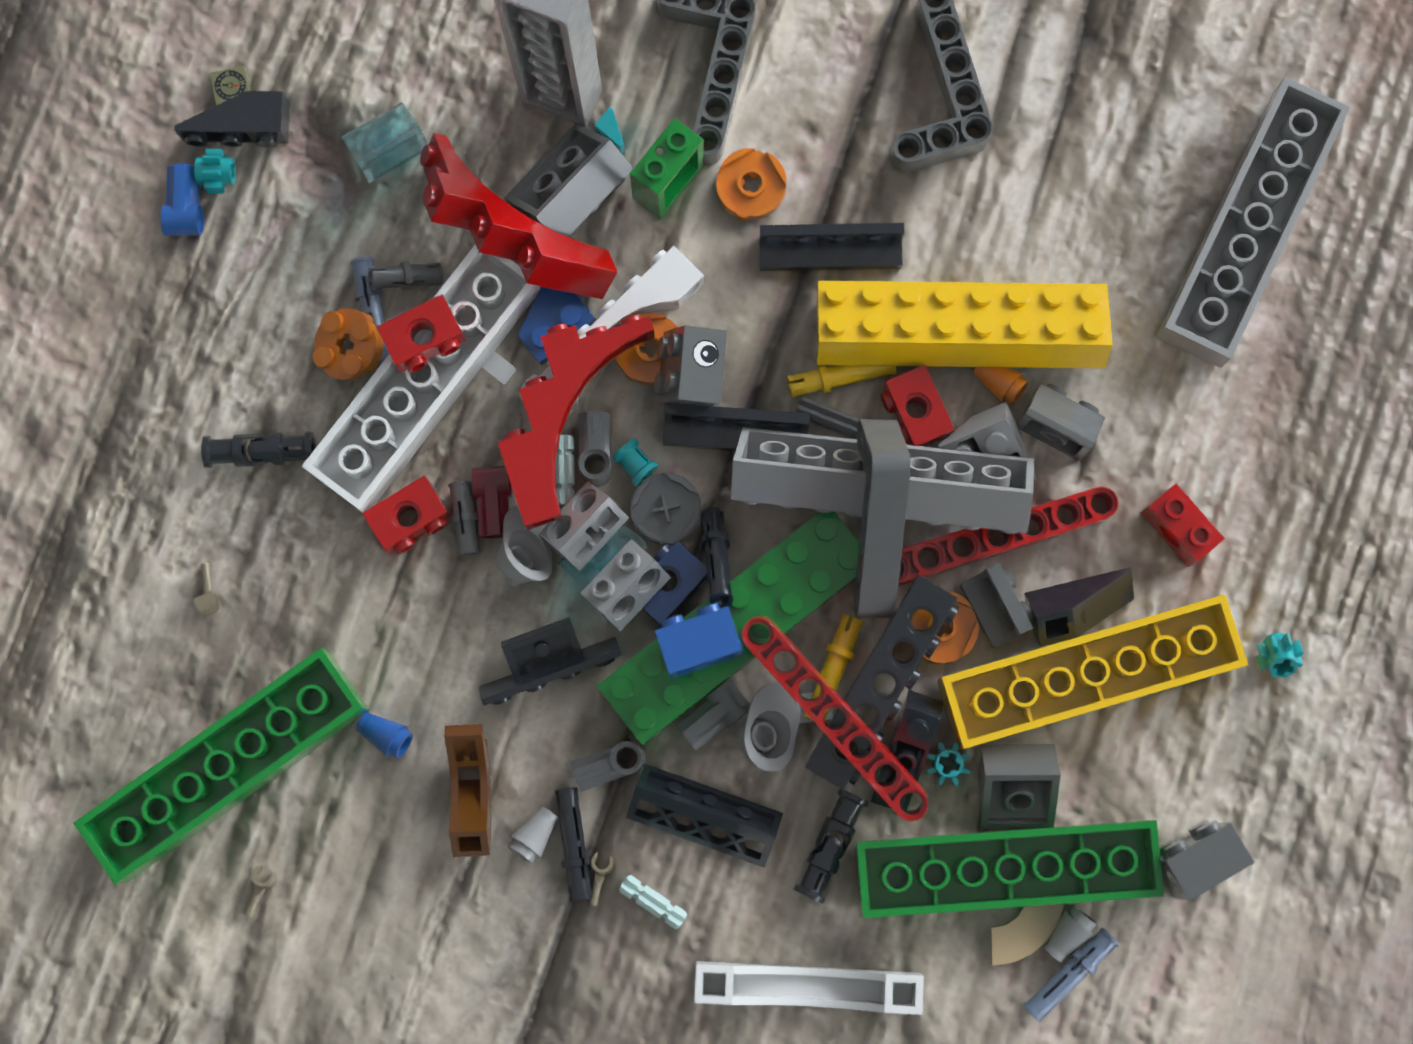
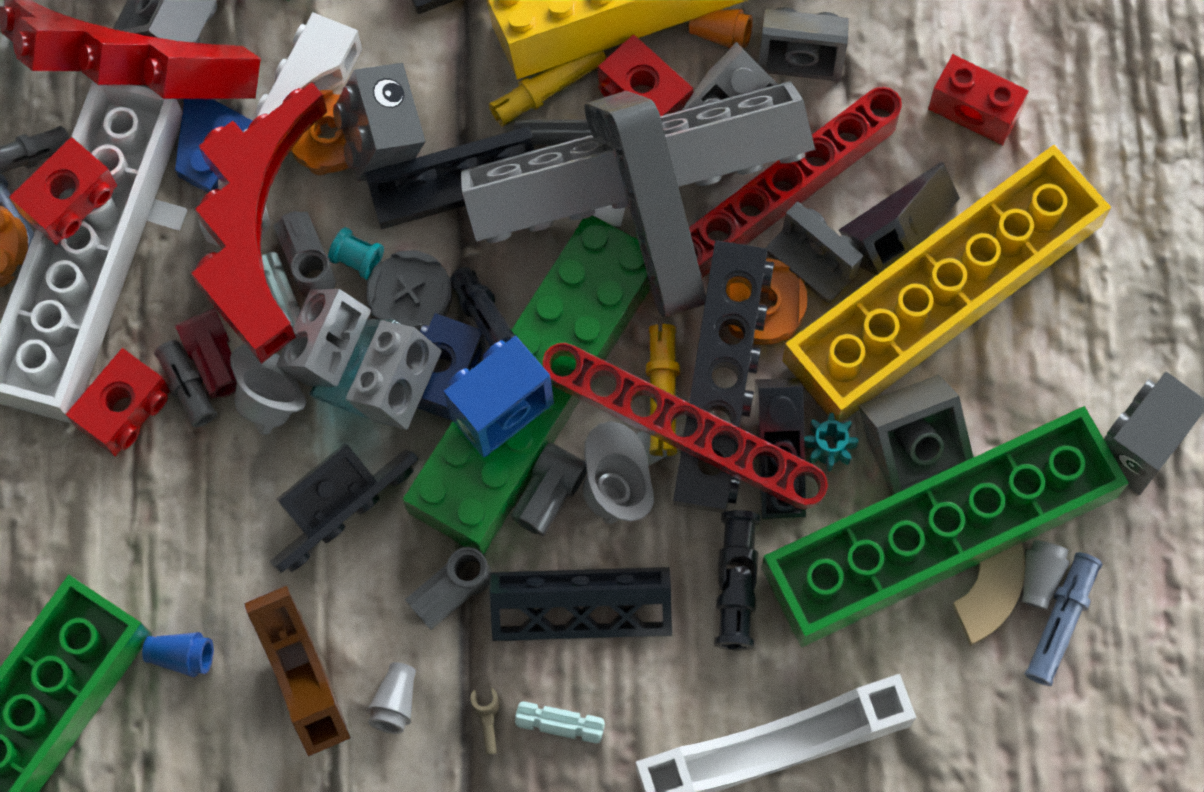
camera: 20 degrees left, 10 degrees down
(573, 843) = (451, 706): black pin -> none
(1280, 655) = (1140, 192): teal gear -> none

